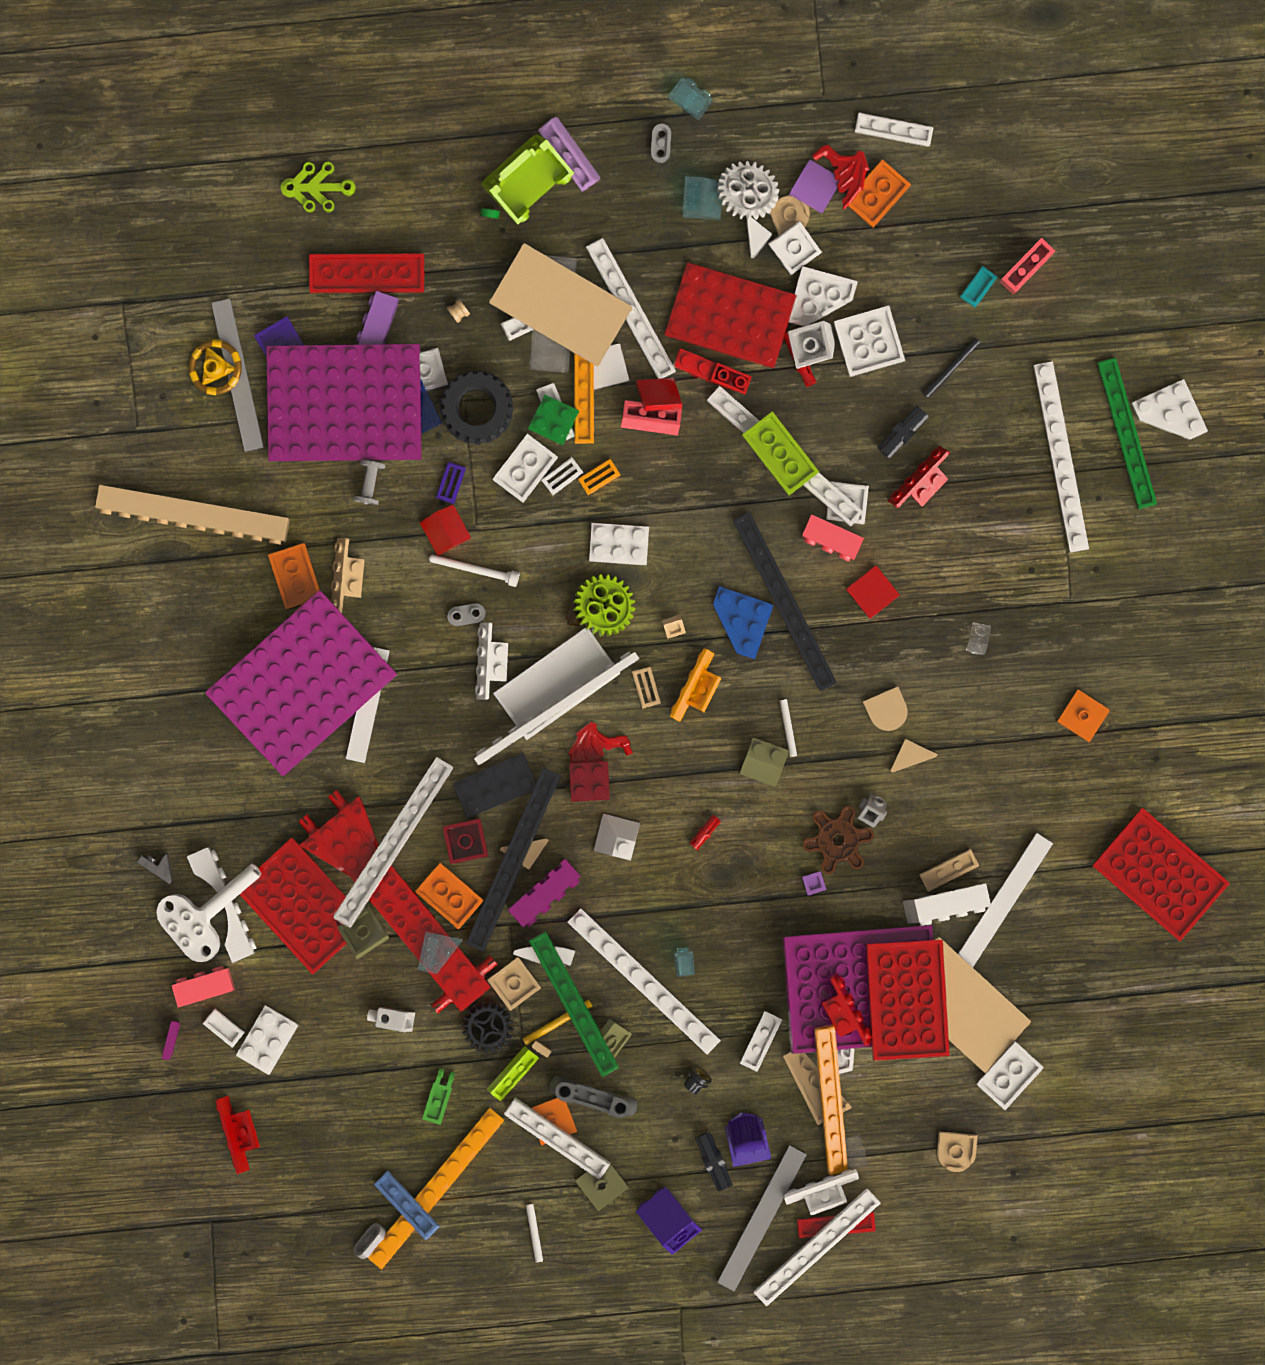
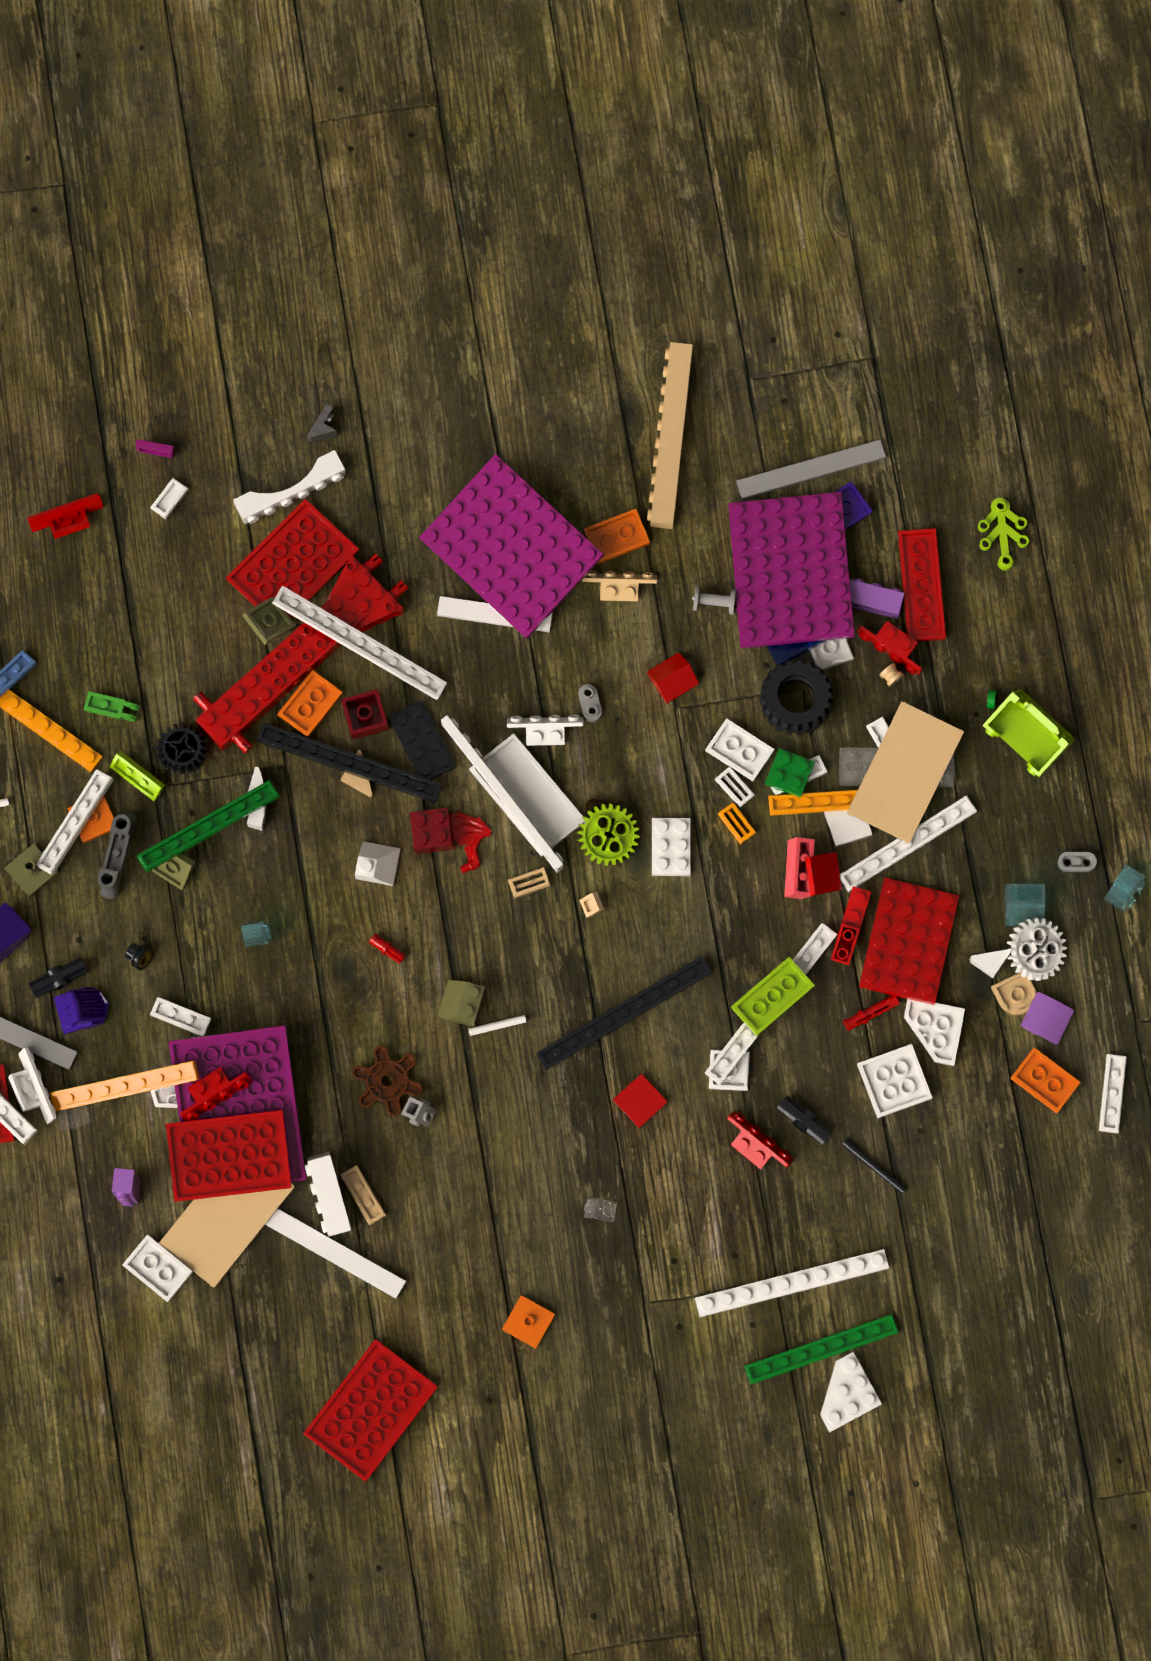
camera: 85 degrees right, 10 degrees down
(191, 925) = (269, 459): white piece -> none
(203, 986) = (208, 475): coral brick -> none
(215, 367) = (817, 447): yellow piece -> none
(267, 1040) = (159, 540): white plate -> none
(398, 1019) = (185, 656): white torso -> none
(426, 304) = (894, 643): none -> red bracket
(436, 951) = (253, 690): clear light blue wing -> none
(456, 467) = (720, 687): dark purple tile -> none
(509, 577) = (629, 743): white piece -> none
(514, 983) = (226, 772): tan plate -> none
(541, 1048) = (163, 802): tan tile -> none
(544, 892) = (318, 795): magenta wedge -> none
(550, 1026) = (187, 812): yellow bar -> none
(565, 146) = (1058, 774): lavender slope -> none
(644, 981) = (235, 899): white plate -> none
(698, 688) = (532, 932): light orange bracket -> none
(742, 619) = (603, 973): blue plate -> none
(794, 248) = (983, 1000): white tile -> none
(807, 1079) = (151, 1059): tan wing -> none
(812, 343) = (887, 1022): white slope -> none
(814, 883) = (342, 1059): medium lavender plate -> none
(832, 538) = (691, 1055): coral brick -> none
(850, 171) = (1064, 1050): red animal -> none
(887, 710) = (521, 1123): tan tile -> none
(910, 755) = (477, 1149): tan tile -> none
(934, 1102) = (126, 1186): none -> medium lavender brick
(956, 1150) = (79, 1220): tan tile -> none
(978, 286) = (959, 1189): teal tile -> none
(1027, 266) = (983, 1234): coral brick -> none

